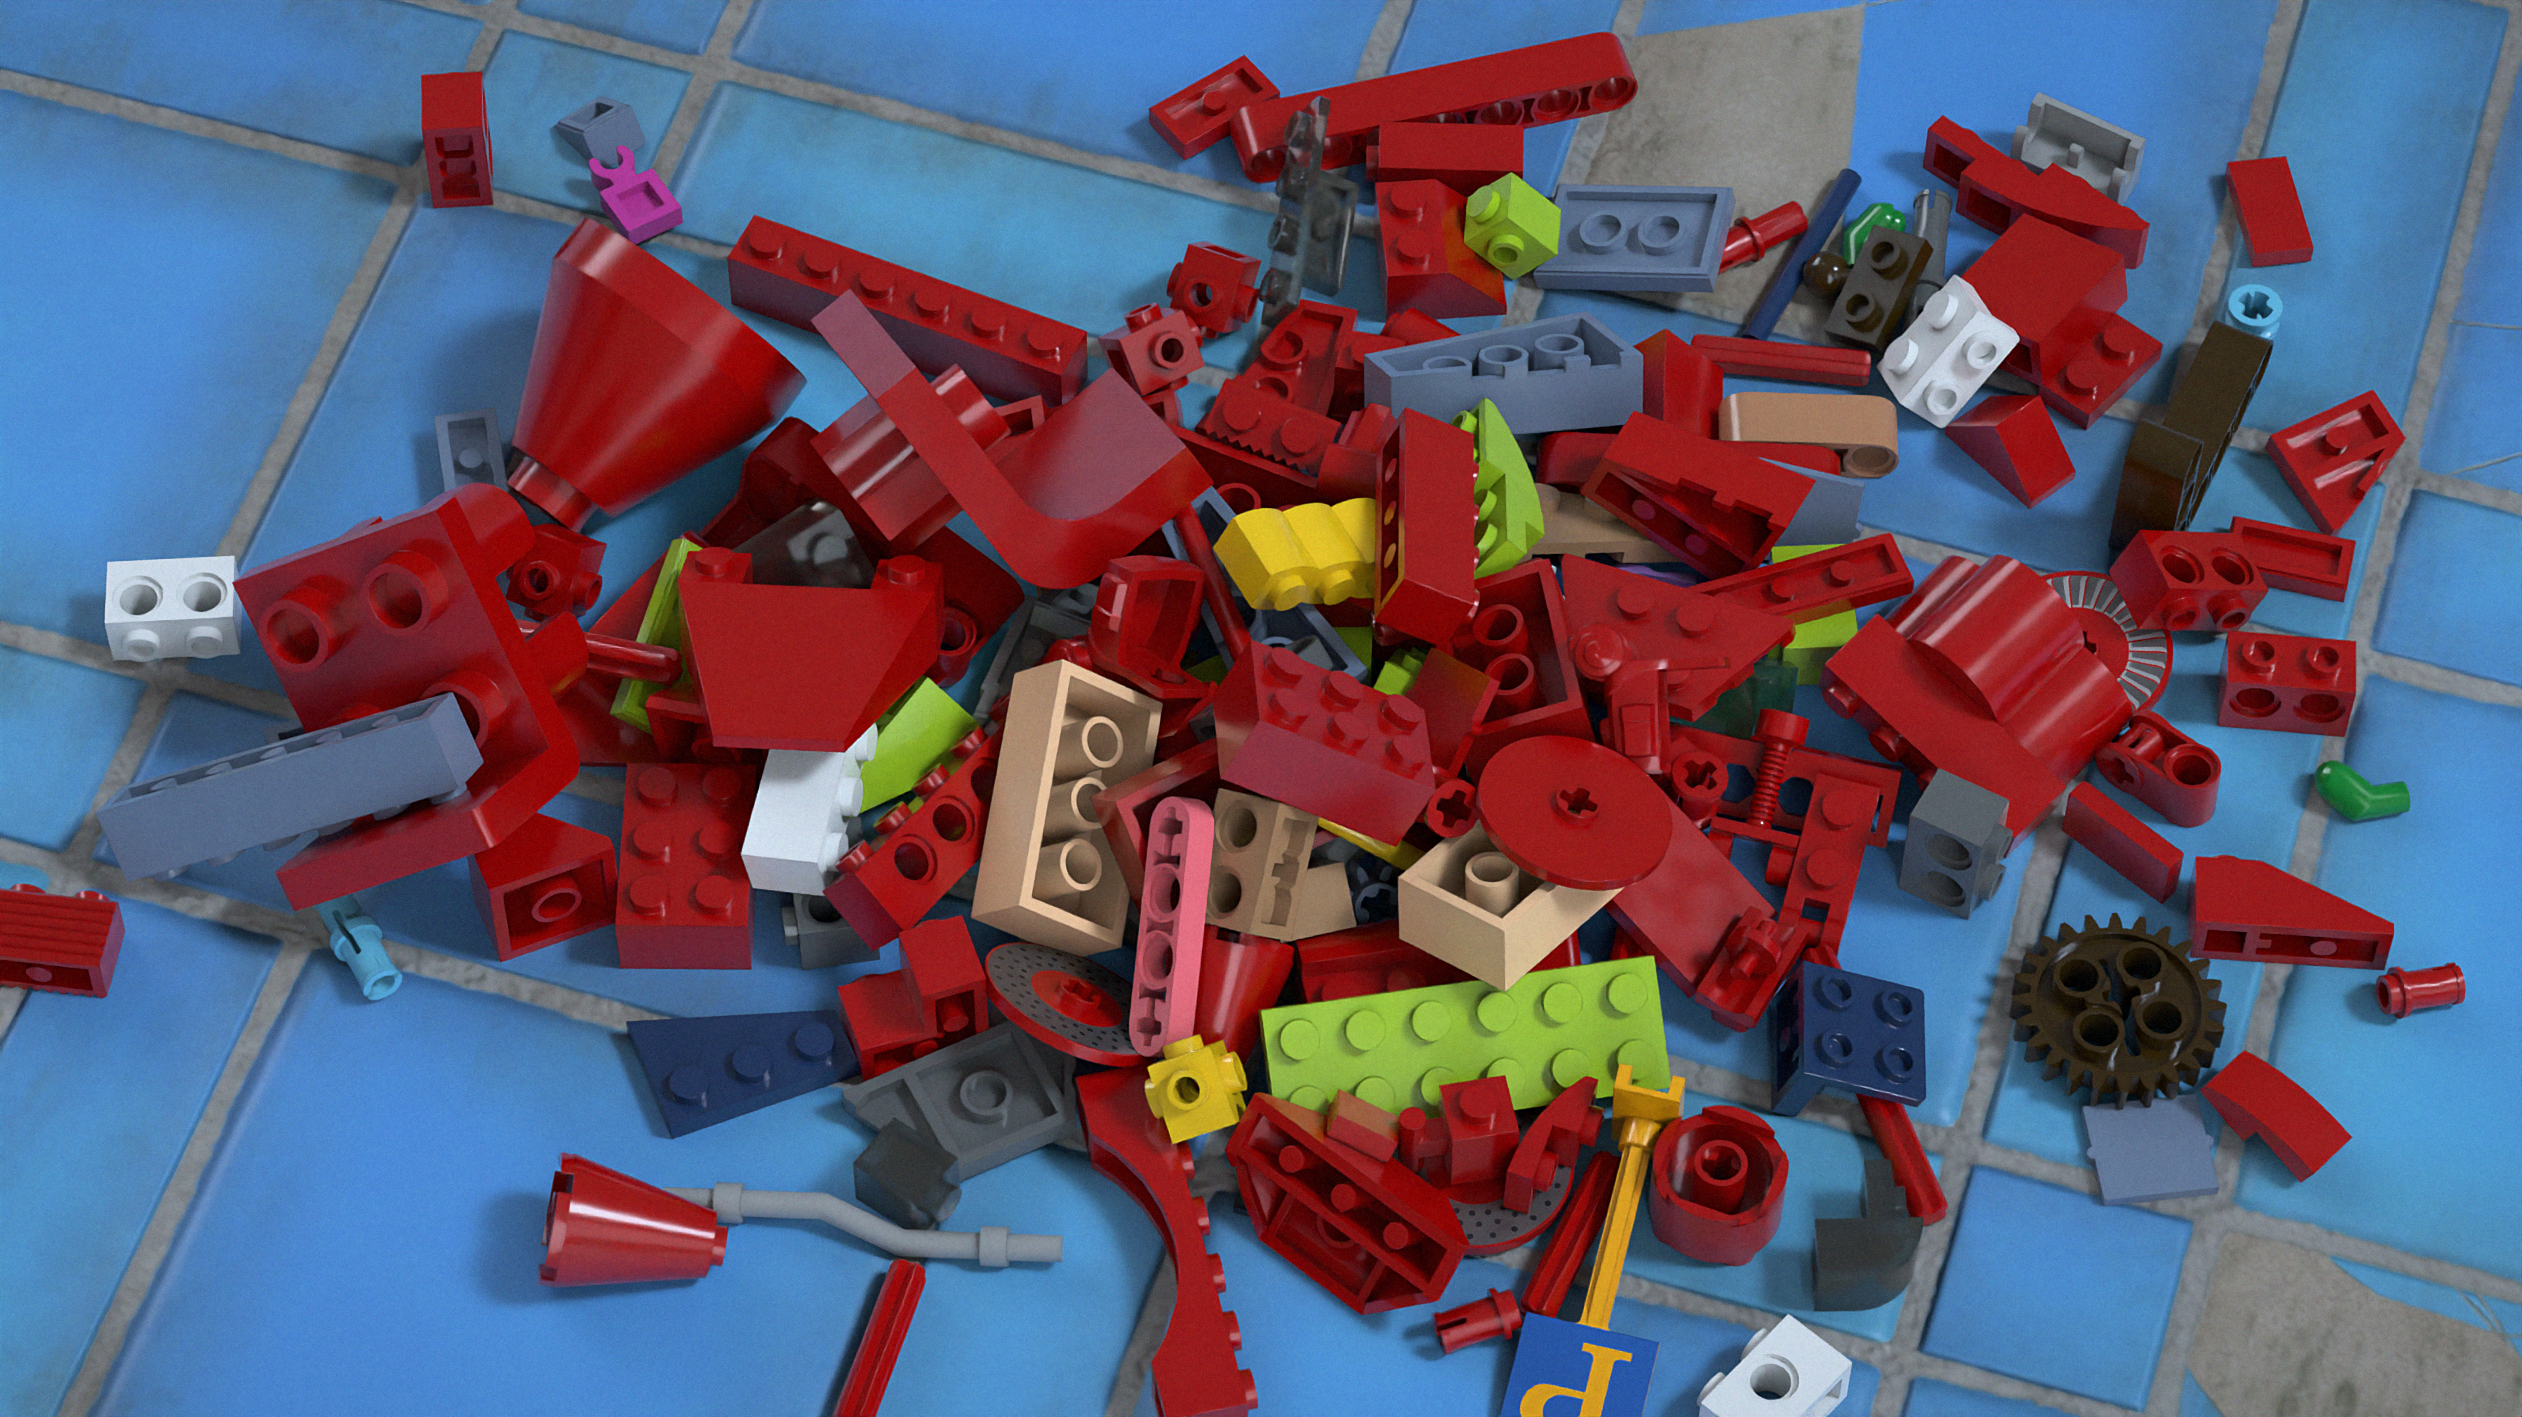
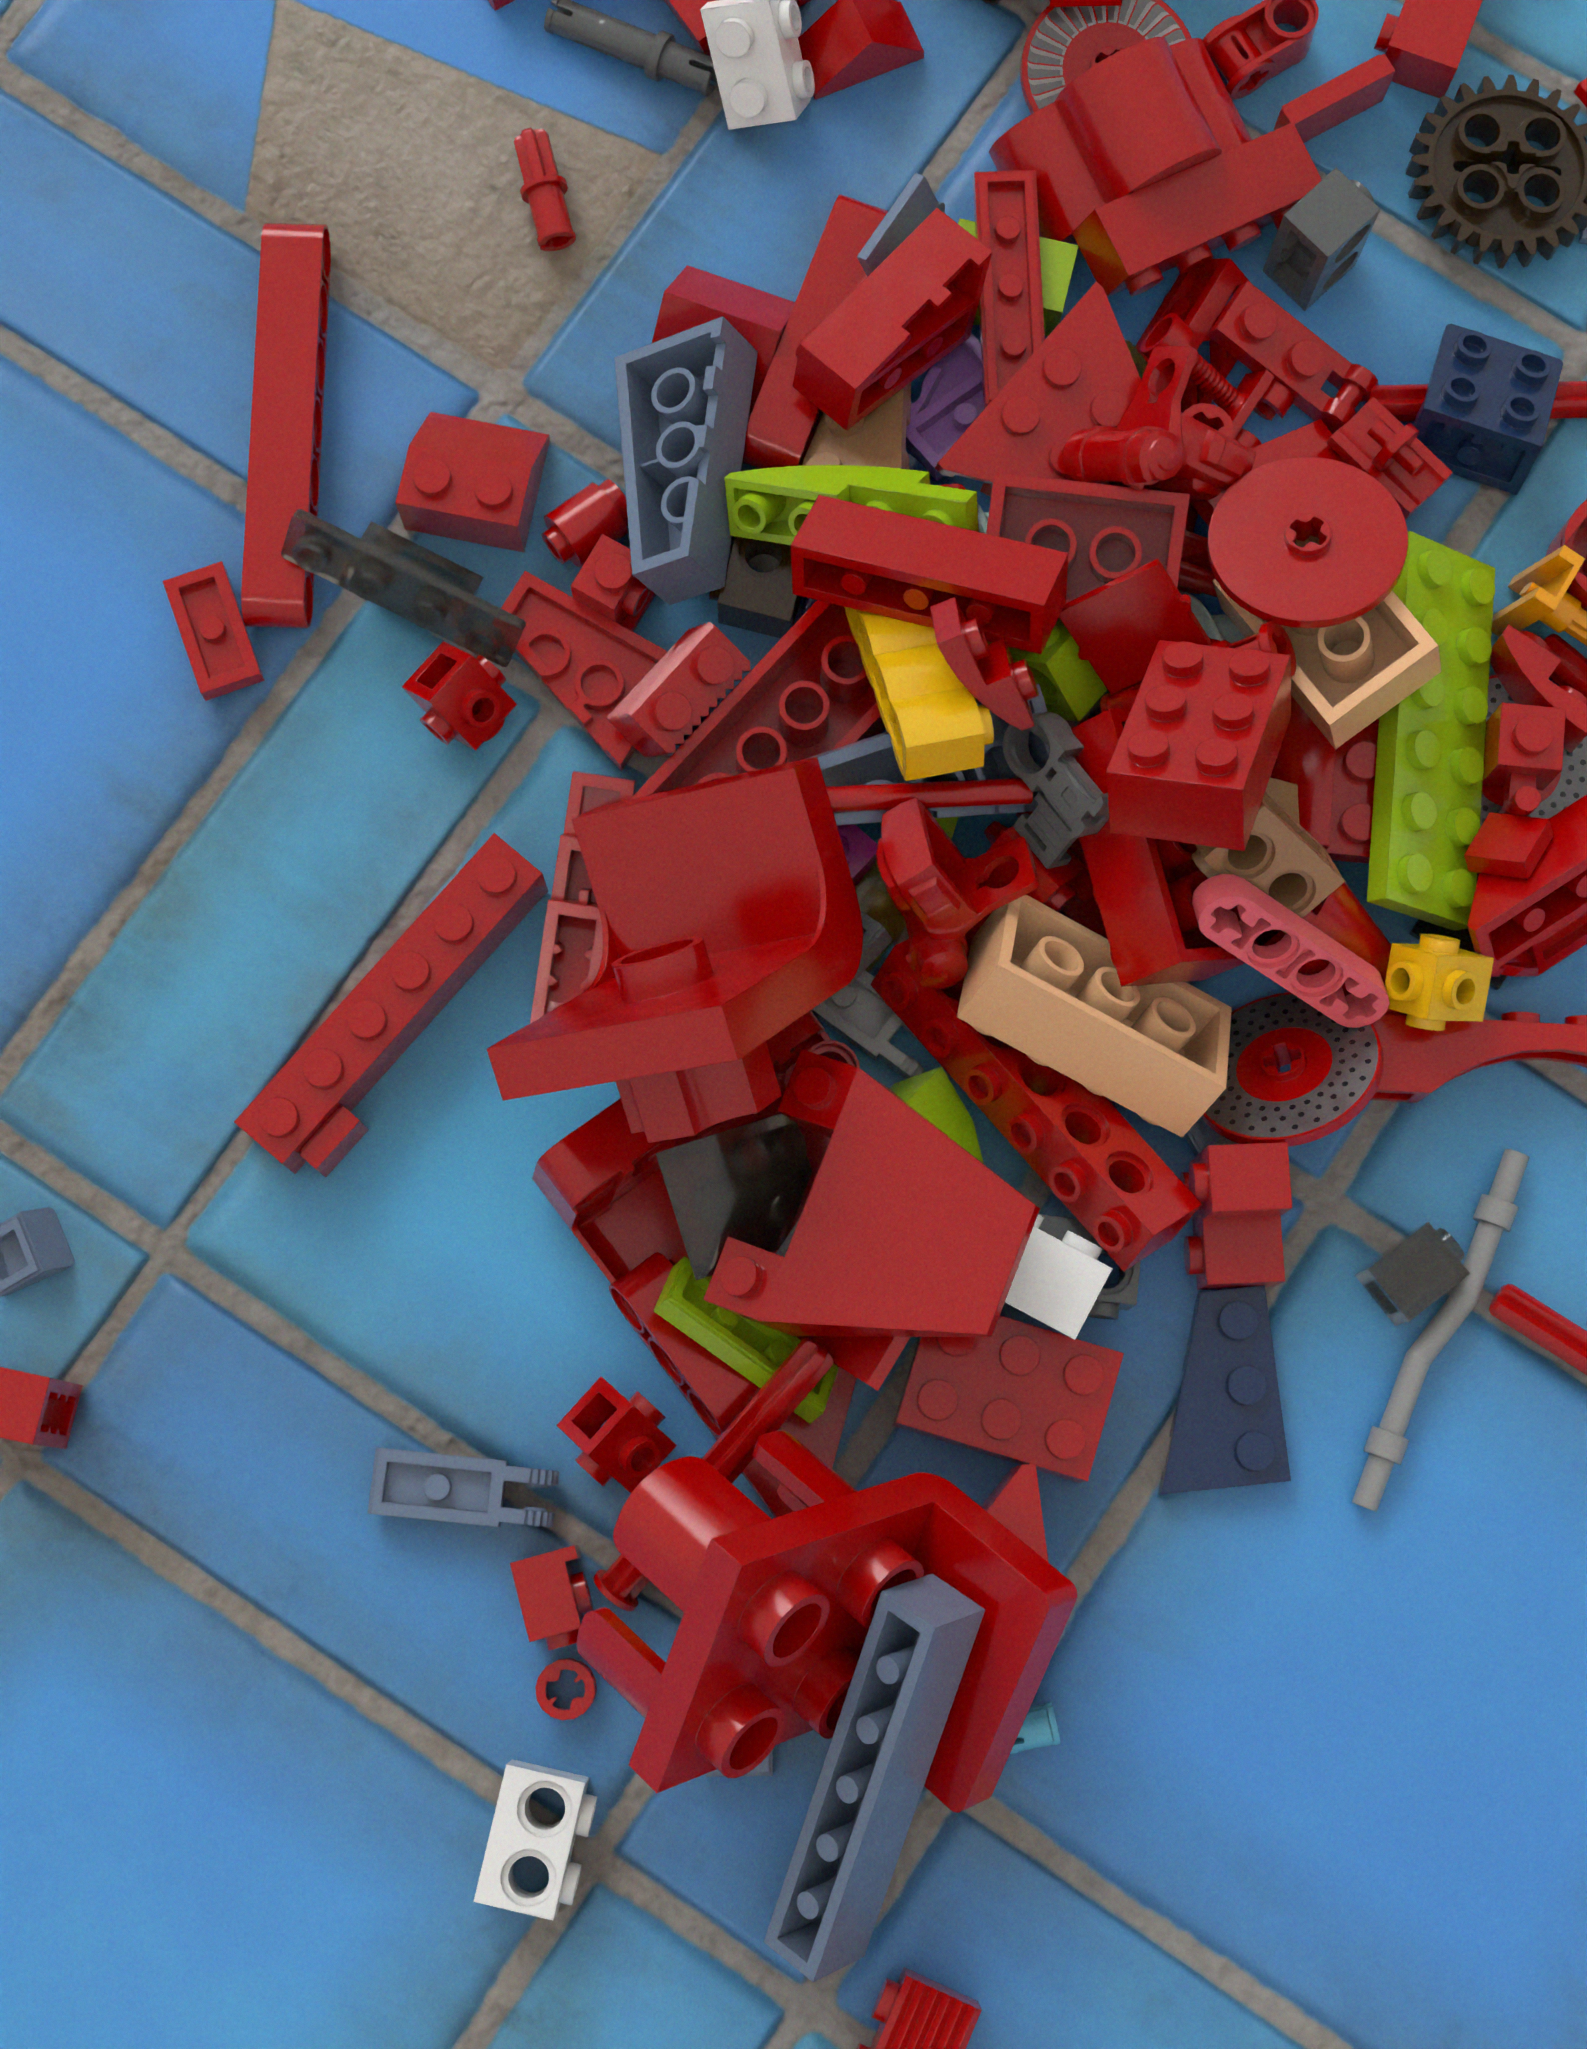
camera: 75 degrees left, 25 degrees up
(623, 1230) = (1416, 1560): red cone -> none
(634, 202) = (144, 1238): dark pink plate -> none
(634, 382) = (433, 1293): red cone -> none
(766, 308) = (333, 1141): none -> red tile
(977, 1097) = (1346, 1203): dark grey wing -> none
(1154, 348) = (517, 777): red brick -> none
(1334, 584) = (984, 667): none -> red slope
(1350, 465) = (771, 622): red piece -> none
(1452, 153) = (367, 431): red brick -> none
(1512, 226) = (476, 394): lime brick -> none
(1638, 238) = (516, 289): sand blue tile -> none
(1785, 360) = (695, 208): red axle -> none
(1809, 244) = (578, 153): dark blue bar -> none
(1853, 426) = (797, 211): nougat beam -> none
(1857, 233) = (570, 85): green arm -> none
(1873, 291) = (653, 96): dark brown plate -> none

